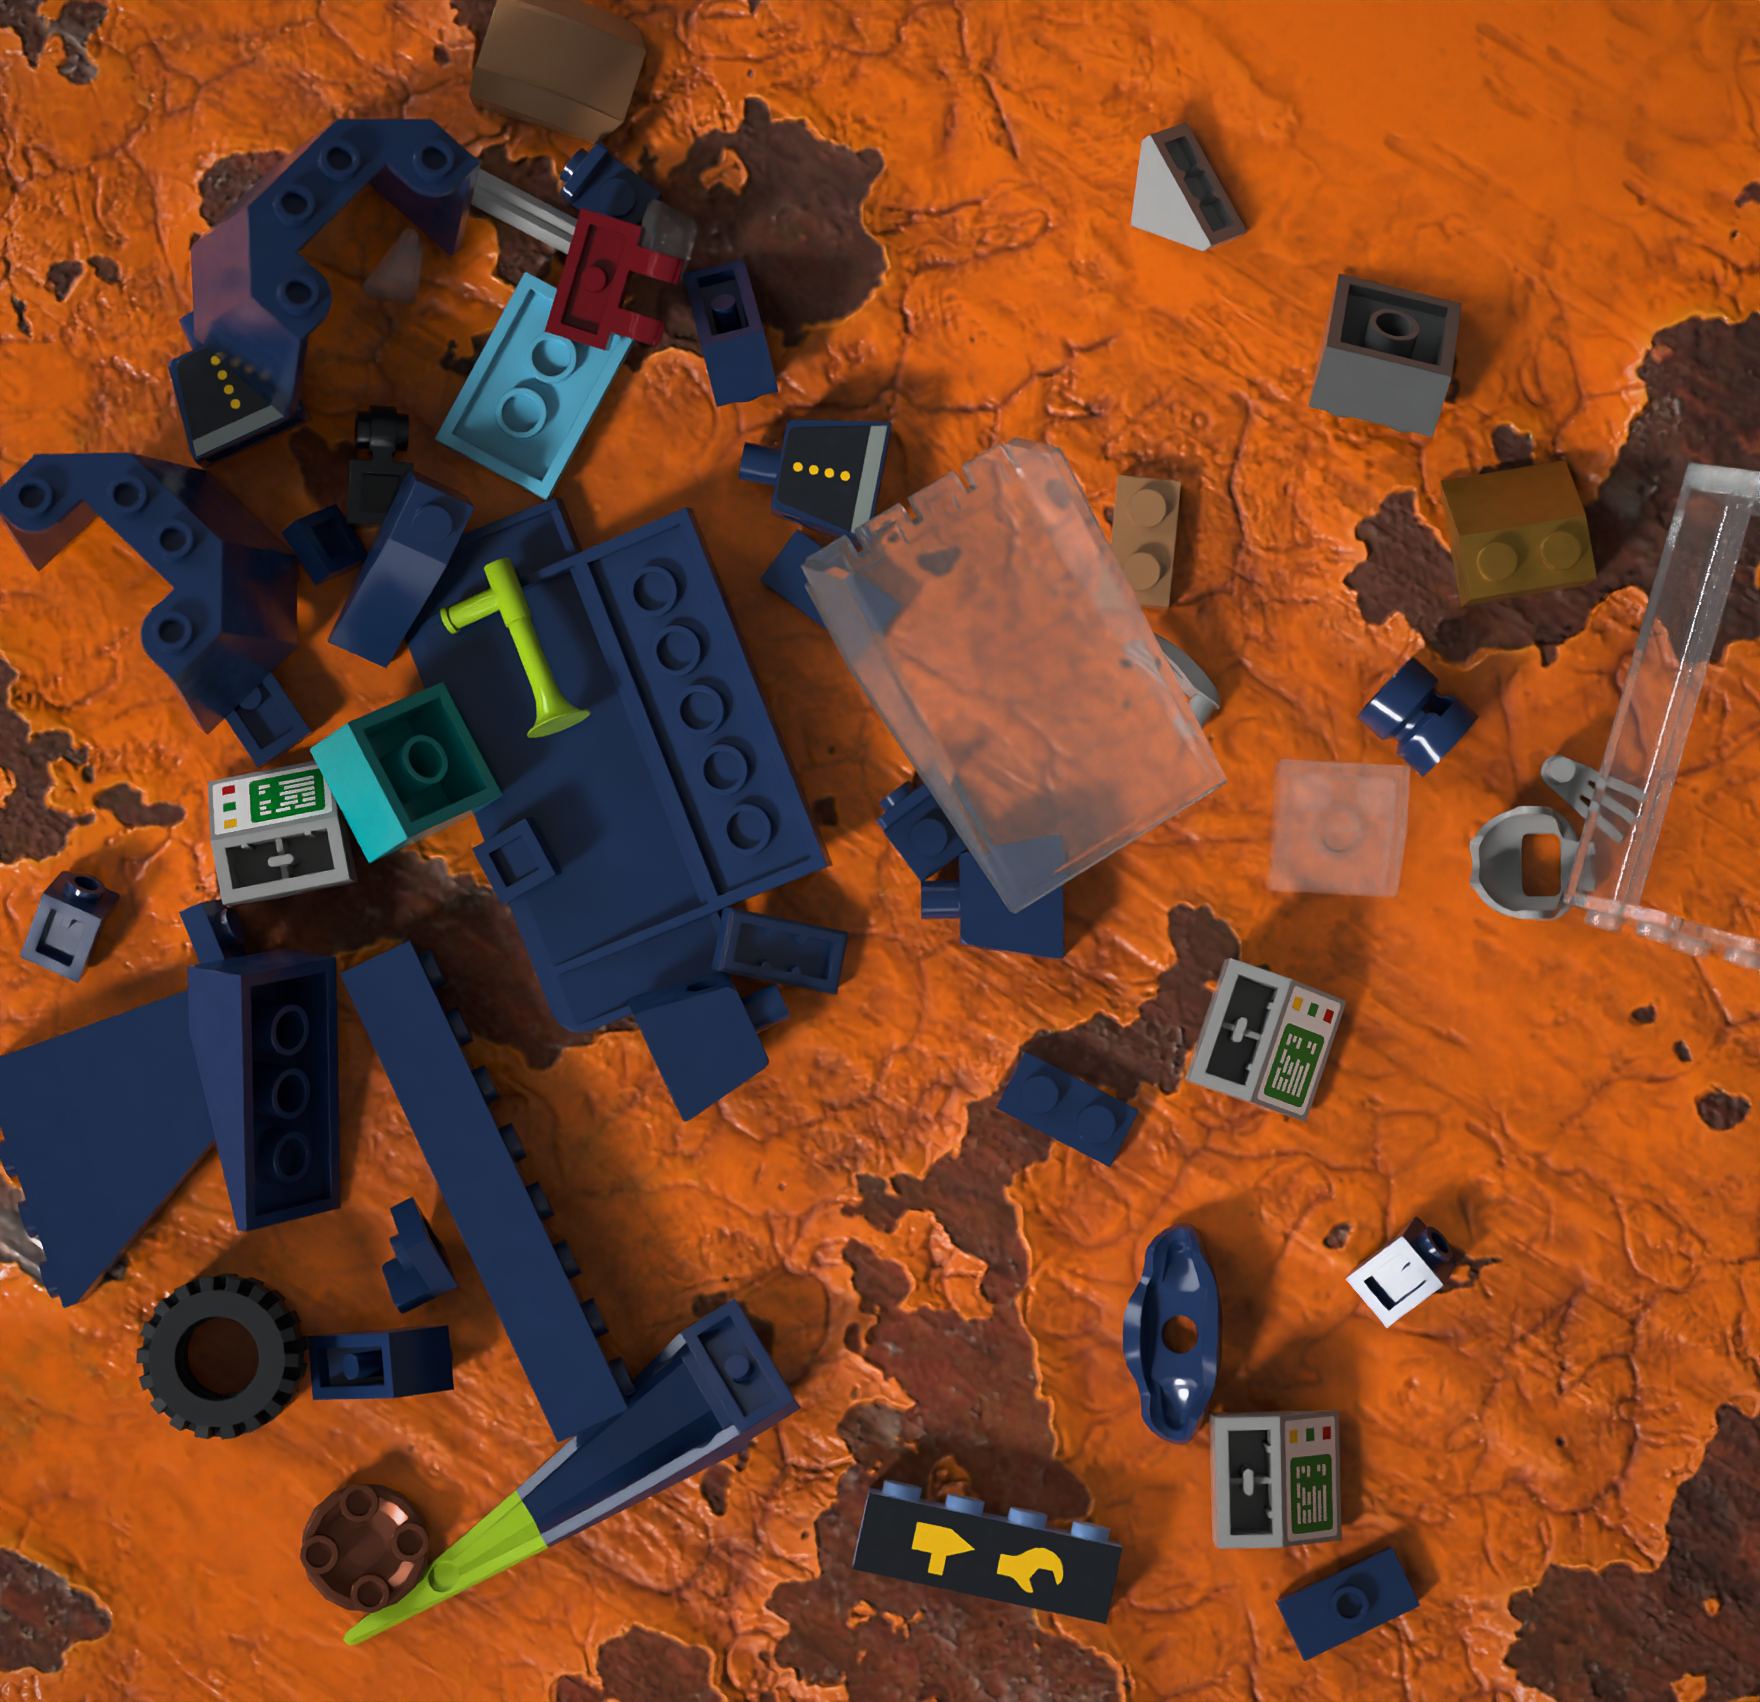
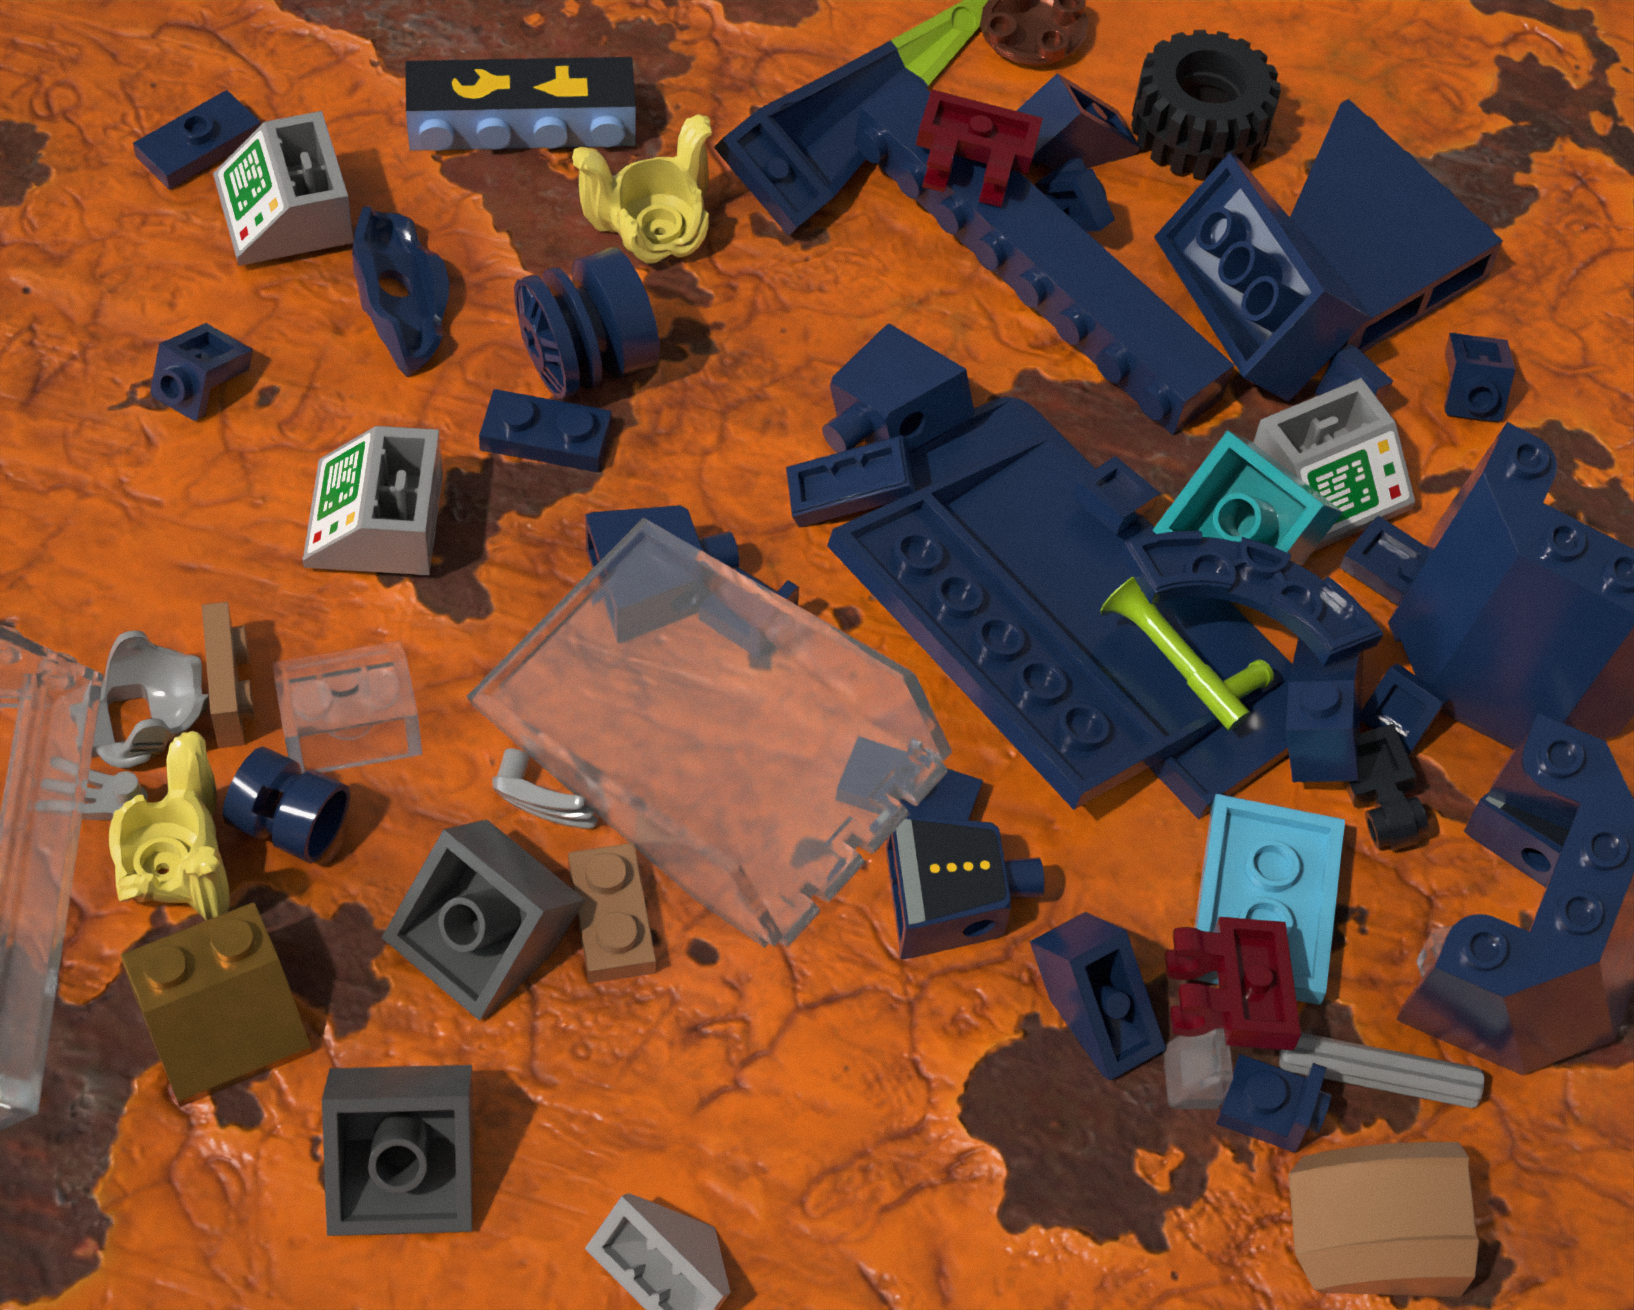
camera: 160 degrees right, 30 degrees down
(435, 681) = (1255, 576): none -> dark blue tile
(517, 1321) = (978, 133): none -> dark red plate
(885, 1376) = (651, 196): none -> light yellow hair
(1002, 1198) = (587, 322): none -> dark blue wheel
(1261, 558) = (481, 916): none -> dark grey slope
(1448, 855) = (229, 698): none -> medium nougat plate
(1516, 675) = (173, 836): none -> light yellow hair

